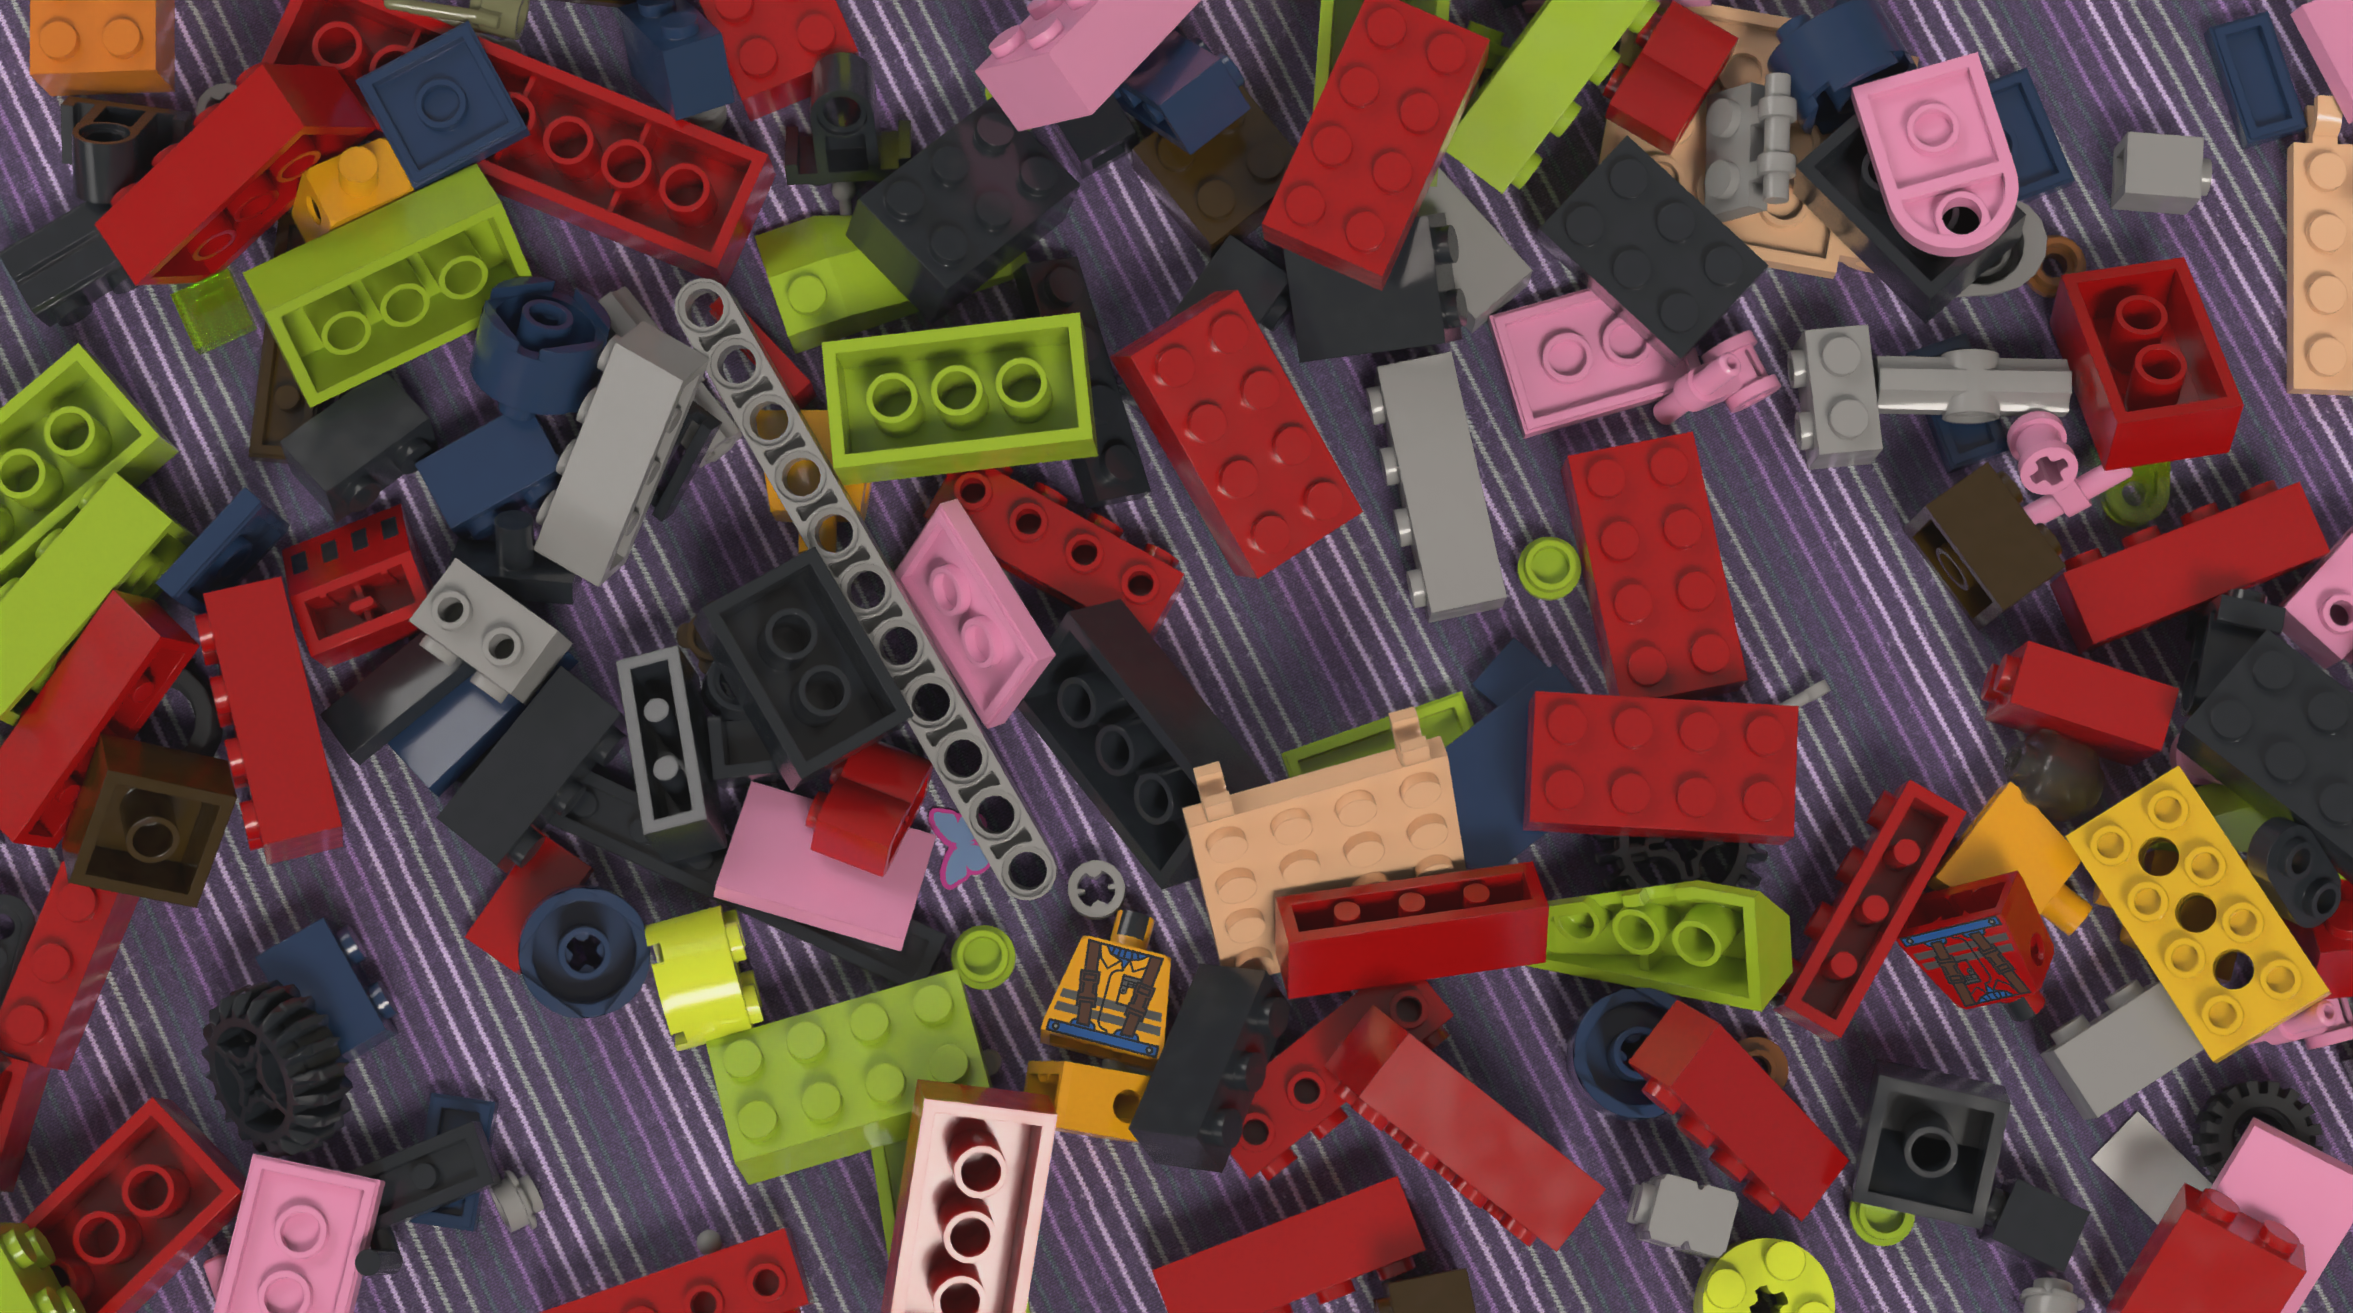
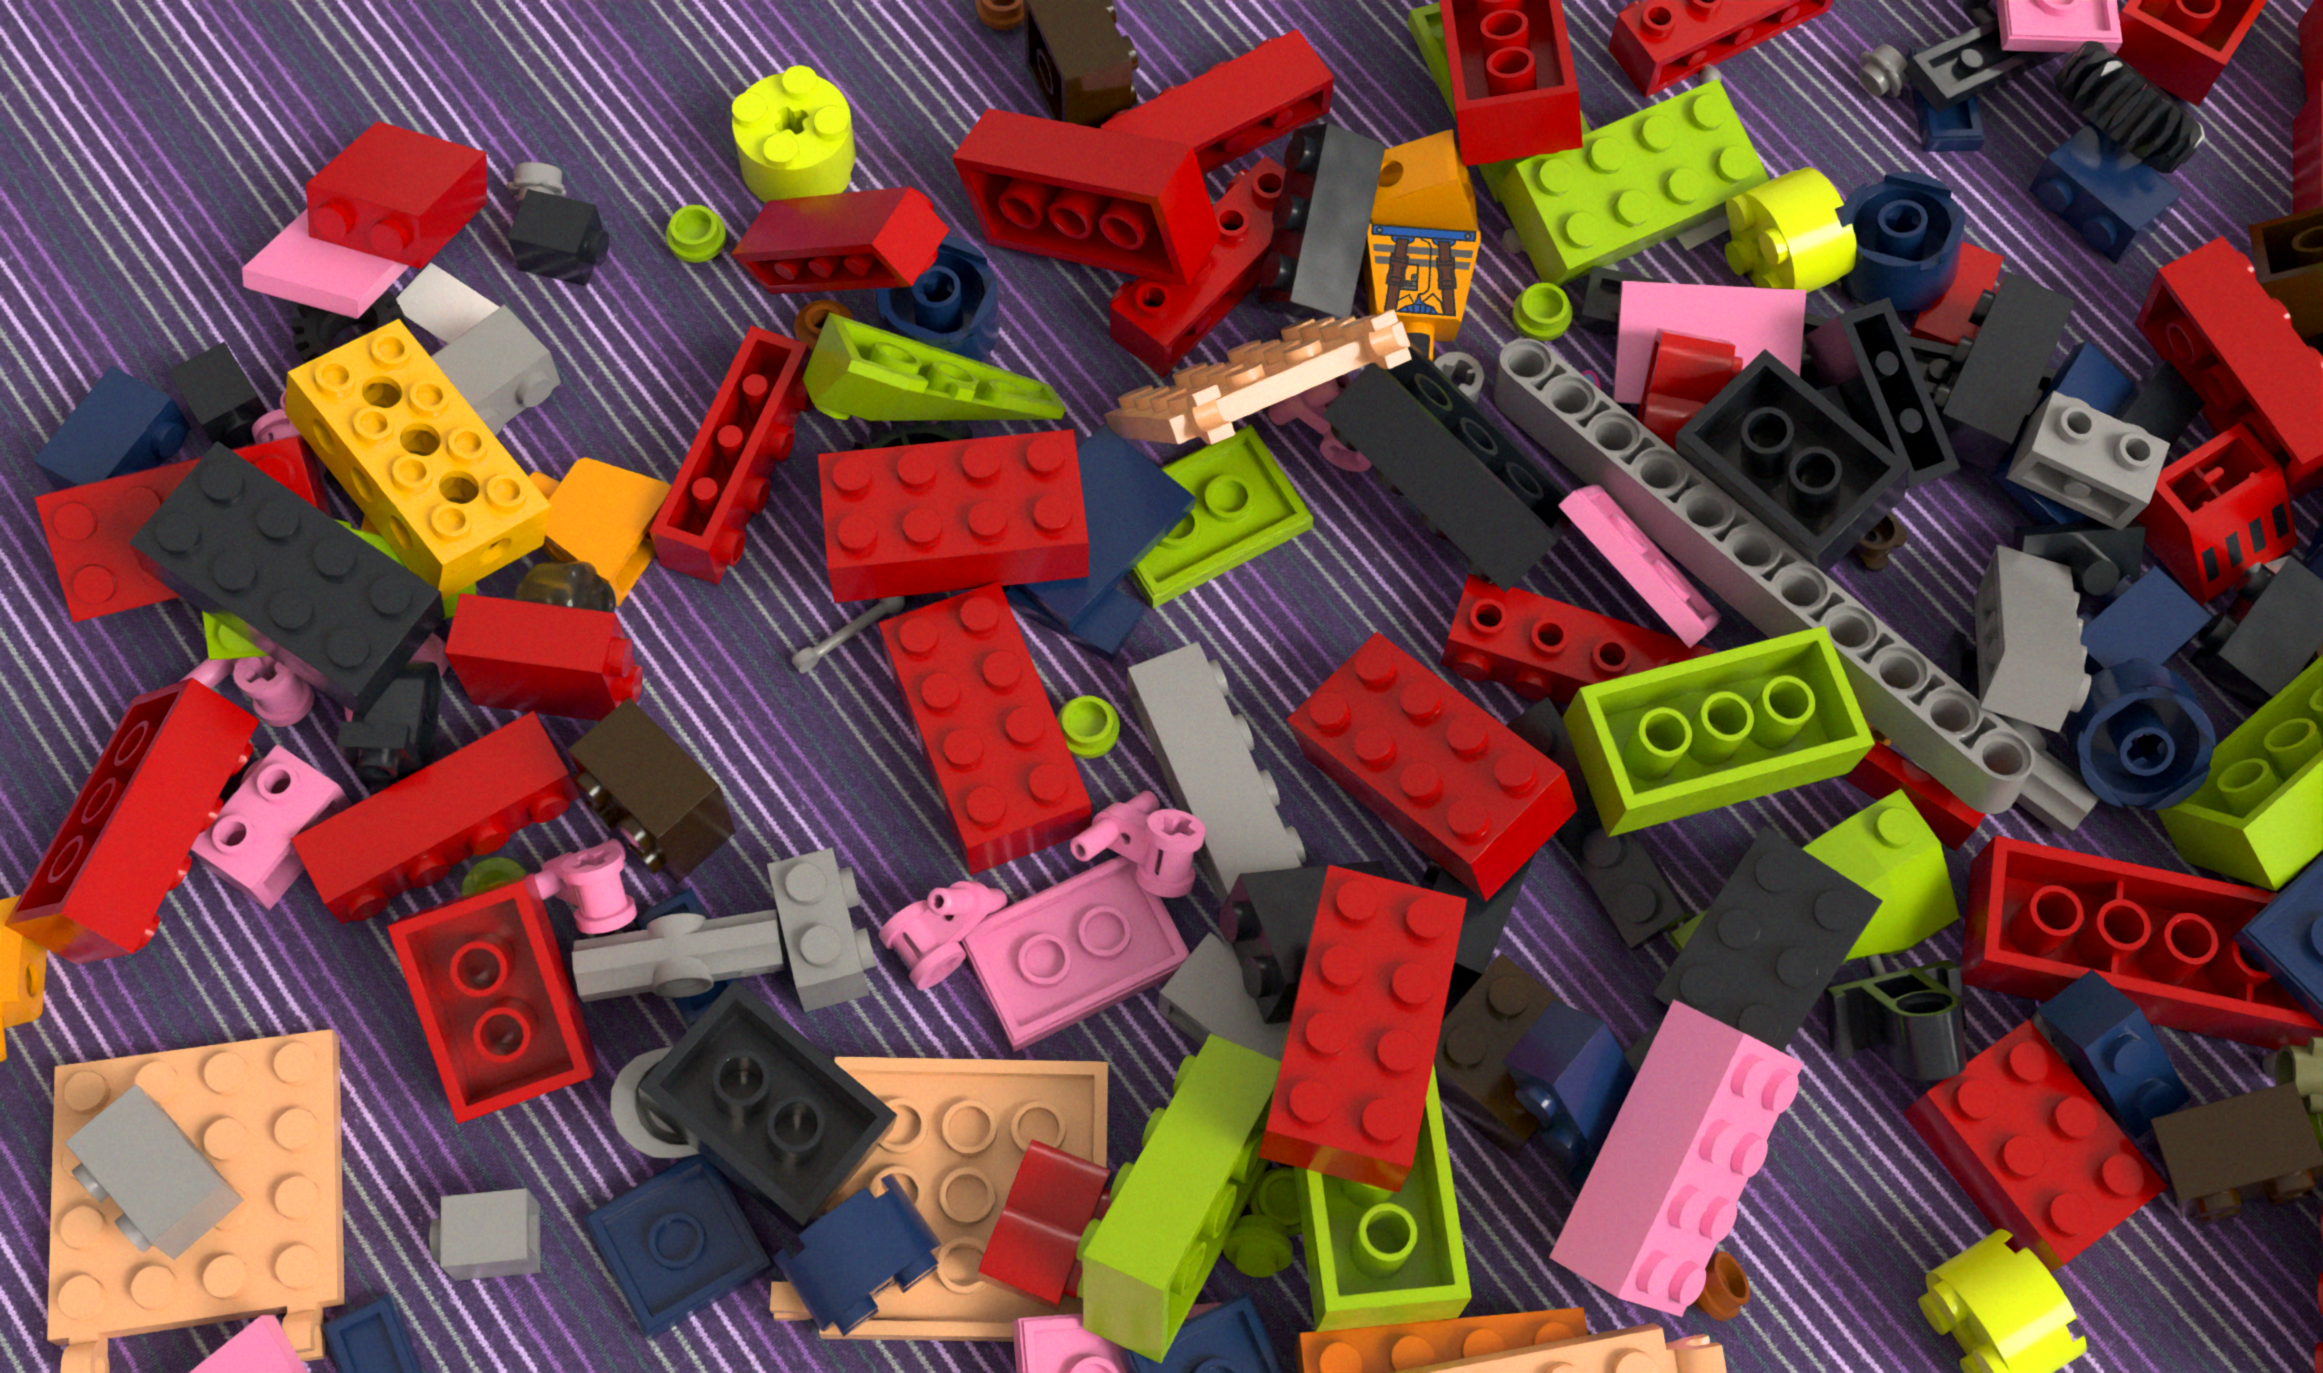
camera: 165 degrees right, 15 degrees down
(1411, 929) = (1167, 339): red brick -> none
(1514, 421) = (1148, 838): none -> bright pink piece
(1651, 251) = (1037, 1025): black brick -> none
(1683, 1215) = (874, 158): light grey brick -> none
(1749, 147) = (949, 1148): light grey plate -> none
(1930, 1143) = (657, 281): black slope -> none
(1939, 149) = (740, 1143): bright pink tile -> none
(1982, 944) = (604, 432): red torso -> none
(2067, 254) = (577, 1118): dark orange plate -> none
(2294, 872) = (325, 480): black plate -> none

